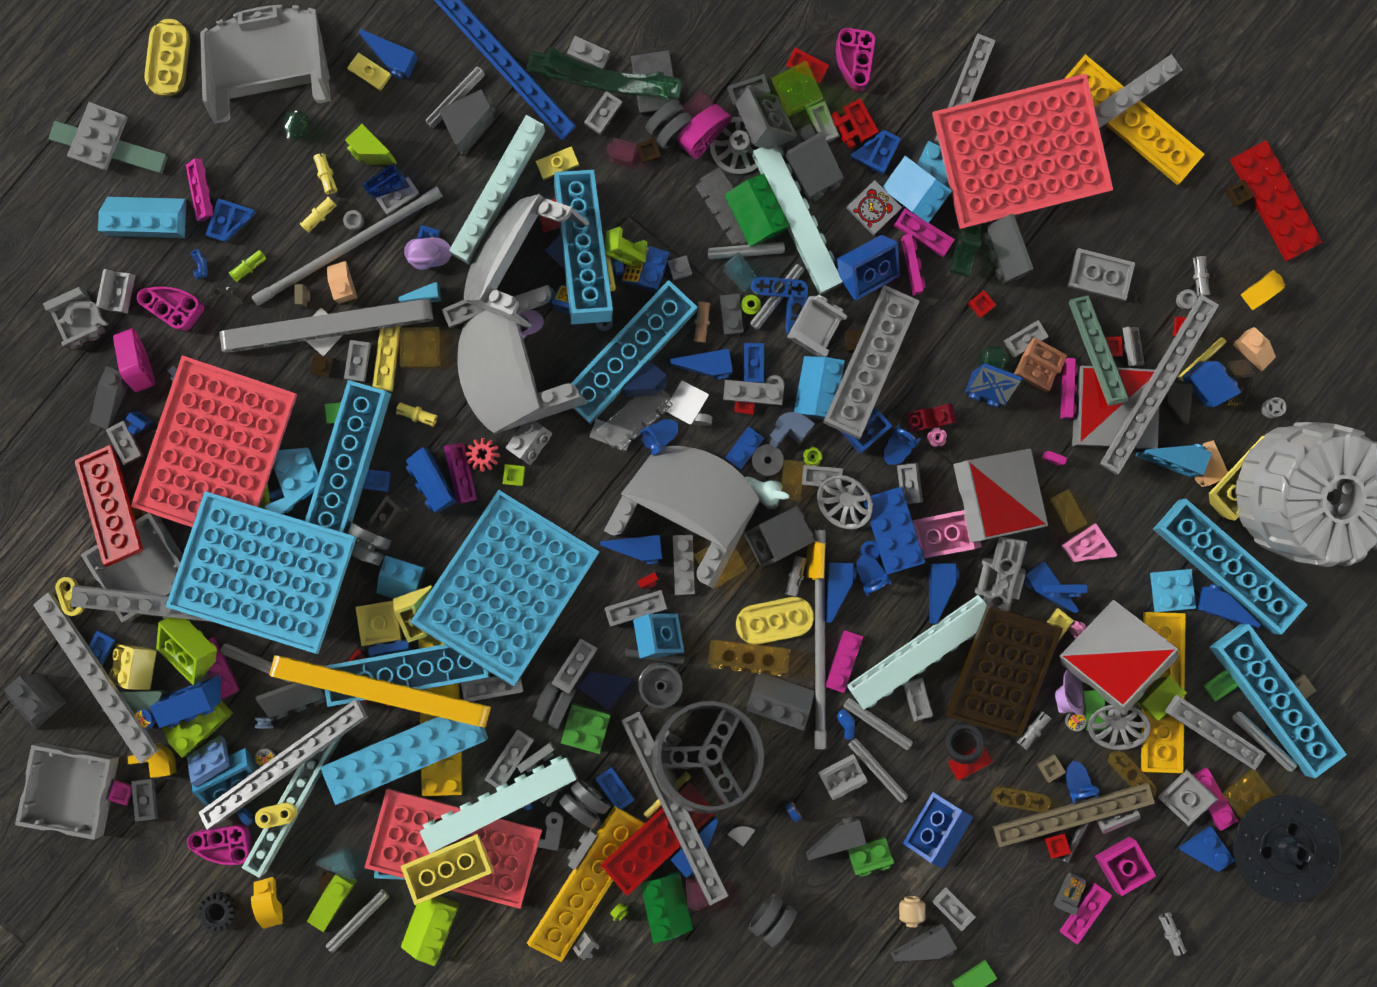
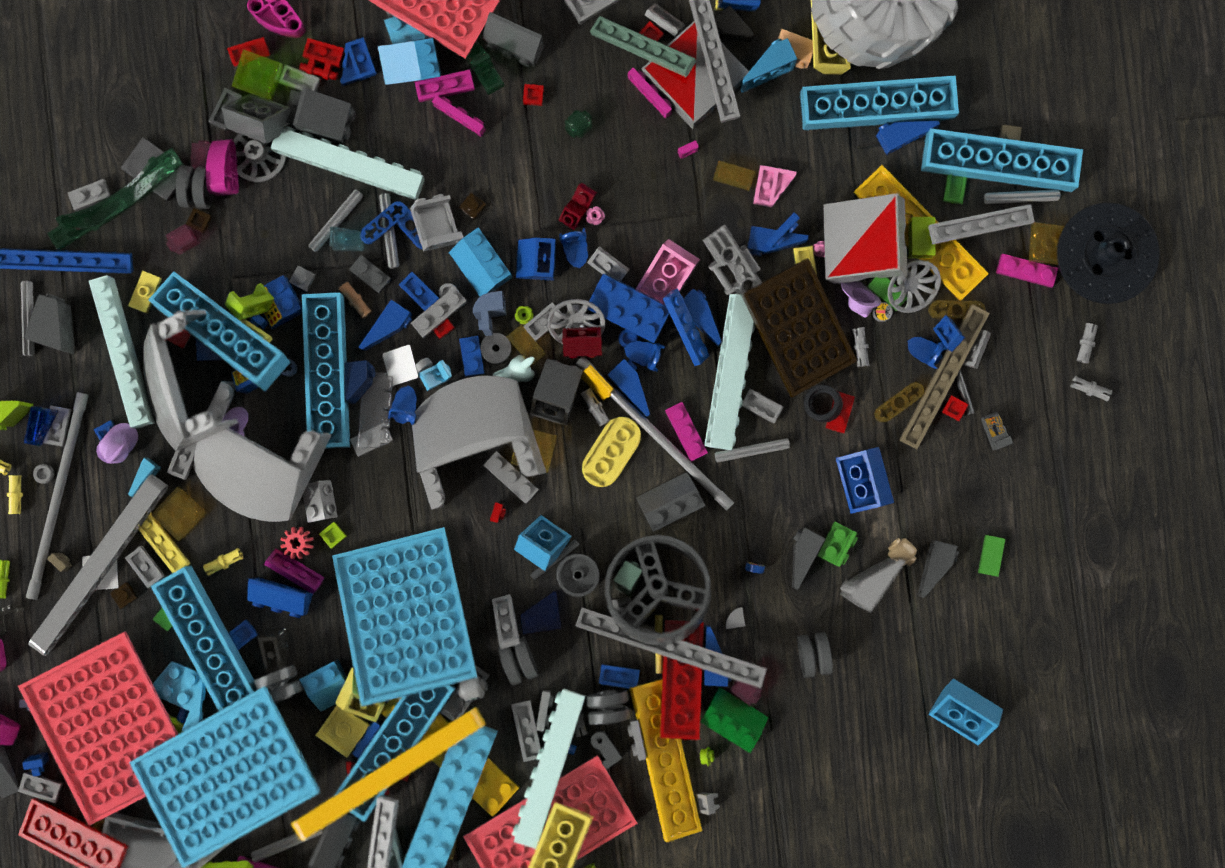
camera: 35 degrees left, 0 degrees up
(341, 283) = (79, 525): light nougat slope -> none
(501, 690) = (472, 689): none -> light grey head
(586, 728) = (557, 655): bright green brick -> none
(603, 113) = (141, 225): light grey plate -> none
(635, 608) = (507, 540): light grey plate -> none
(641, 548) = (470, 495): blue slope -> none
(694, 725) = (628, 578): none -> sand green slope
(704, 435) = (435, 375): none -> medium azure bracket
(717, 186) = (289, 200): clear windscreen -> none
(748, 310) = (376, 260): lime plate -> none
(757, 210) = (314, 185): green slope -> none
(779, 654) = (637, 471): clear yellow brick -> none
(835, 520) = (582, 342): none -> dark red brick
(843, 777) = (764, 510): light grey bracket -> none
(848, 723) = (729, 469): blue arm -> none
(868, 913) = (868, 586): none -> light grey slope
(869, 266) = (430, 146): blue slope -> none
(871, 362) = (497, 210): light grey plate -> none
(873, 207) = (393, 103): light grey tile -> none
(878, 770) = (784, 481): light grey axle -> none
(921, 587) = (686, 327): none -> blue plate
(953, 909) = (928, 522): light grey plate -> none
(992, 385) = (595, 142): blue slope -> none
(1000, 495) = (675, 211): light grey tile -> none
(1019, 342) = (587, 87): light grey plate -> none
(1040, 364) = (614, 96): nougat slope -> none
(1051, 768) = (898, 360): dark tan plate -> none
(1087, 912) = (1020, 434): dark pink plate -> none
(1109, 787) = (949, 333): none -> blue plate
(1125, 866) = (1013, 375): dark pink brick -> none
(1173, 590) = (858, 157): medium azure plate -> none
(1187, 797) = (1009, 286): light grey tile -> none
(1203, 897) = (1087, 343): none -> light grey pin
(1208, 849) = (1058, 307): blue wing -> none

